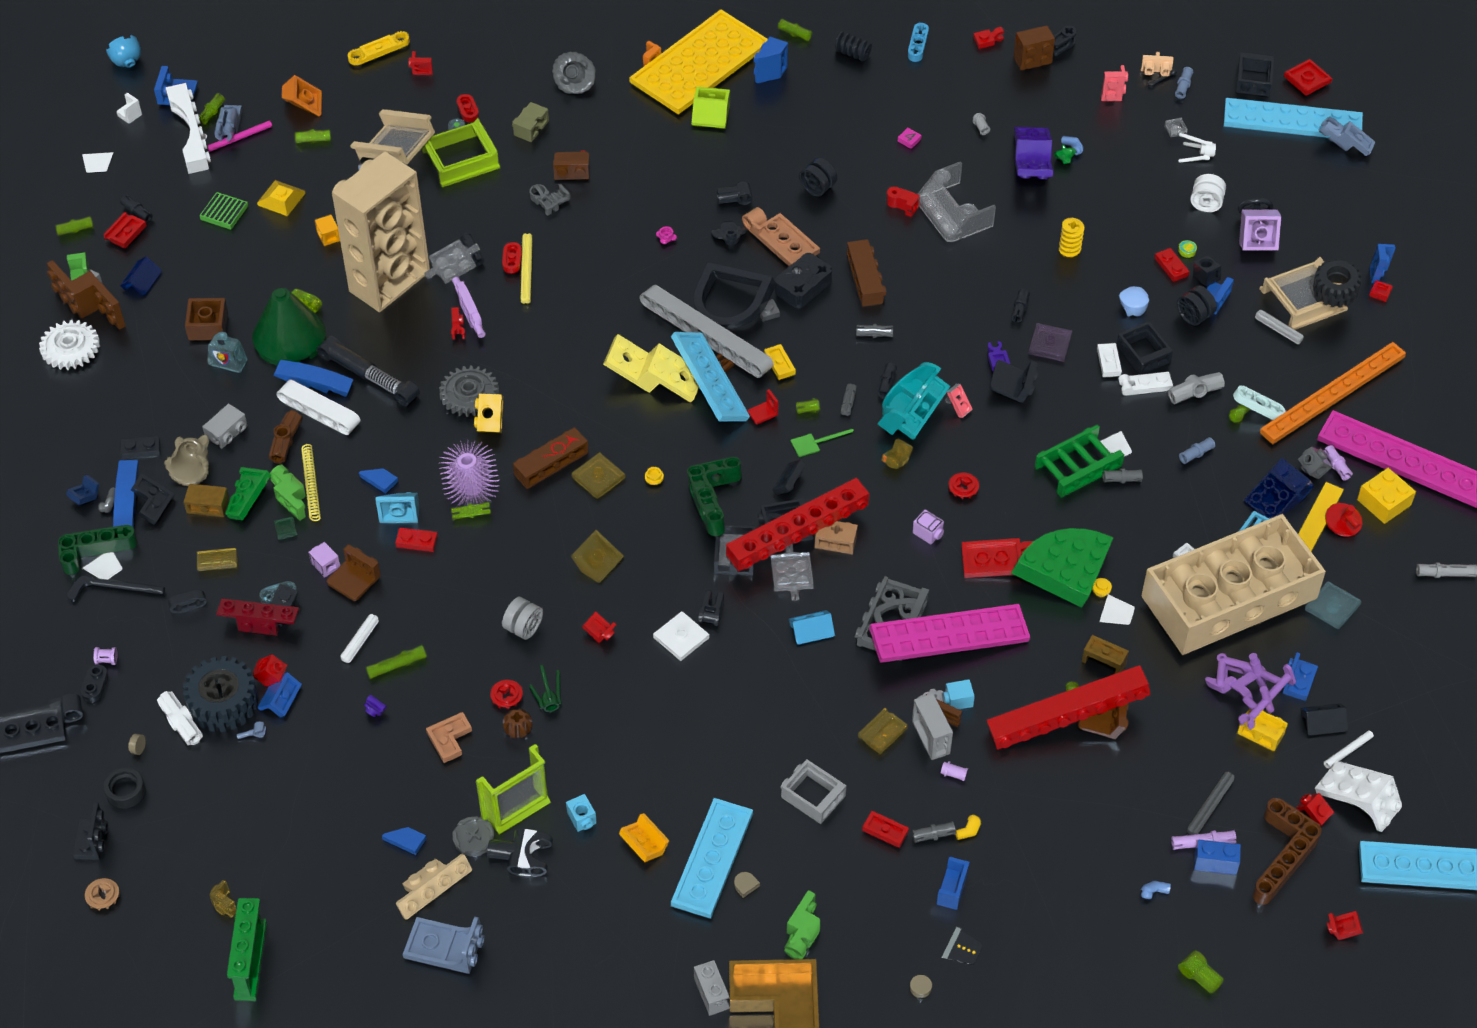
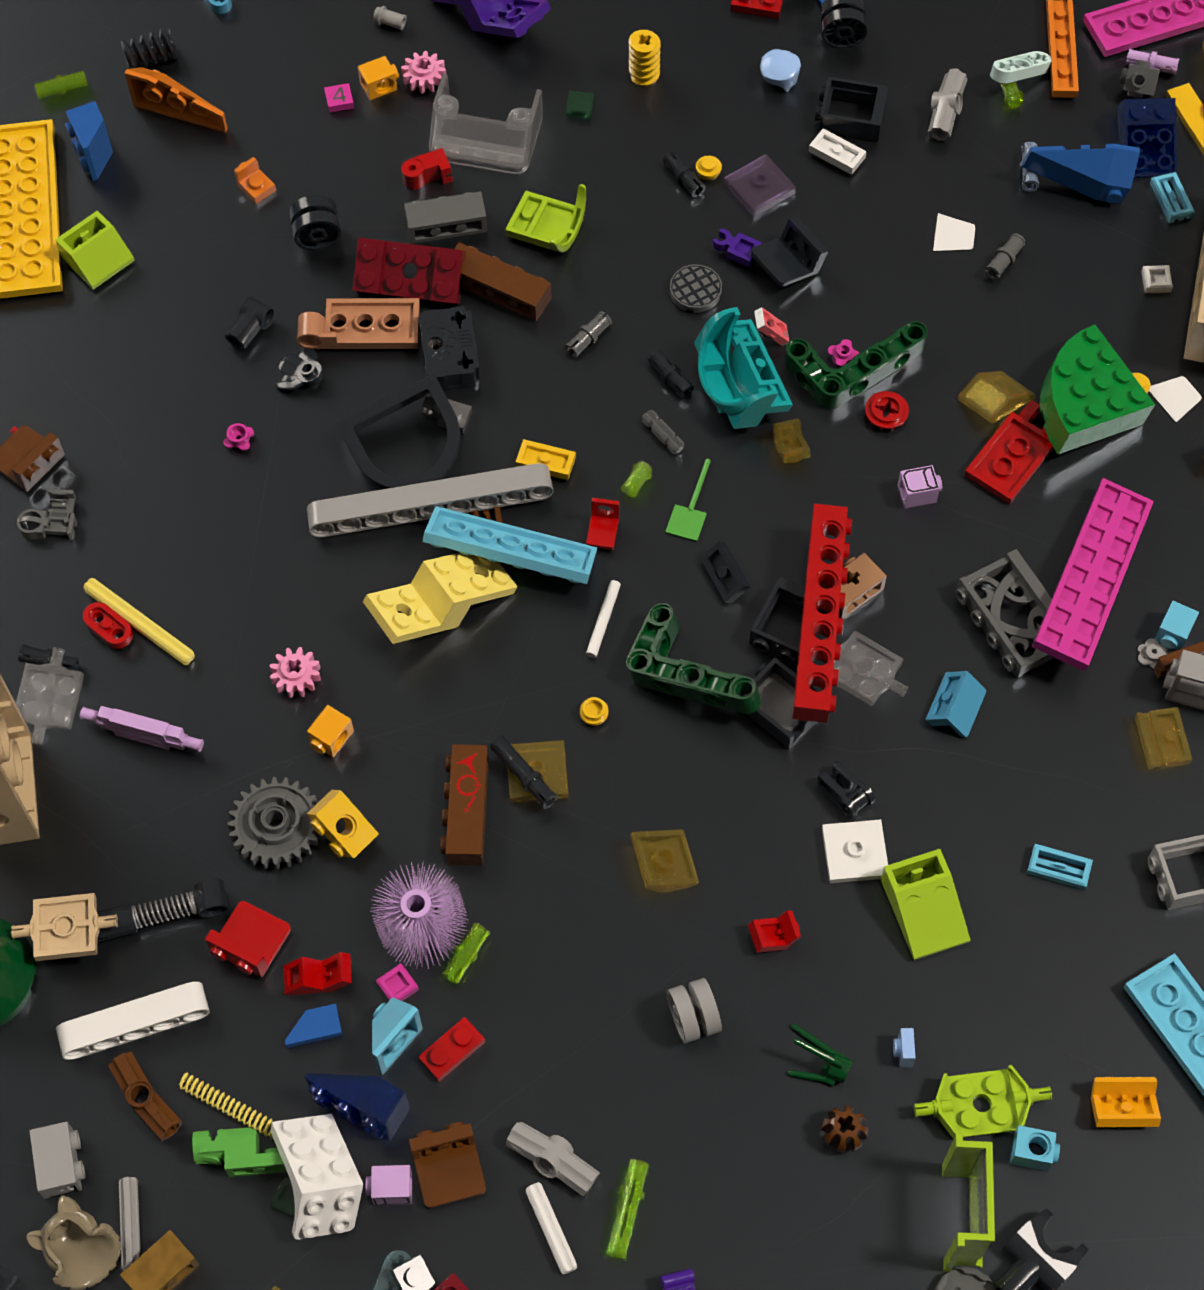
camera: 50 degrees left, 10 degrees up
(223, 472) = (129, 1221): none -> light grey axle
(247, 492) = (193, 1207): green wing -> none
(300, 524) = (321, 1175): none -> white bracket
(313, 377) = (77, 992): blue slope -> none
(336, 344) = (64, 927): none -> tan plate
(353, 517) = (361, 1099): none -> clear blue slope
(394, 613) = (552, 1157): none -> light grey piece
(398, 423) = (249, 939): none -> red bracket
(405, 461) = (317, 976): none -> red slope
(430, 496) = (397, 983): none -> dark pink tile
(444, 735) = (789, 1231): nougat plate -> none
(457, 320) = (150, 758): red plate -> none
(503, 687) = (787, 1097): red gear -> none
(537, 378) = (330, 731): none -> light orange brick
(556, 344) = (295, 672): none -> bright pink gear
(579, 763) = (1003, 1089): none -> lime plate
(586, 471) = (531, 780): none -> black pin
(587, 723) = (905, 1047): none -> light blue plate
(676, 680) = (925, 903): none -> lime slope
(712, 446) = (603, 619): none -> white piece
(764, 745) = (1060, 867): none -> medium azure tile
(819, 221) = (382, 263): none -> dark red piece
(820, 139) = (253, 181): none -> orange bracket
(830, 68) = (165, 96): none -> orange wedge
(881, 226) = (446, 217): none -> dark grey brick
(925, 269) = (547, 220): none -> lime piece
(937, 143) = (378, 77): none -> light orange brick
(953, 356) = (695, 288): none -> tile
(964, 156) = (423, 72): none -> bright pink gear
(978, 458) = (857, 374): none -> dark green beam
(979, 444) = (842, 359): none -> dark pink plate
(1016, 235) = (580, 104): none -> clear green tile
(1023, 524) = (994, 395): none -> clear yellow slope
(1036, 313) = (708, 167): none -> yellow plate
(1081, 476) = (974, 271): green fence -> none
(1145, 383) = (897, 143): white plate -> none
(1222, 480) = (1097, 173): none -> blue wedge

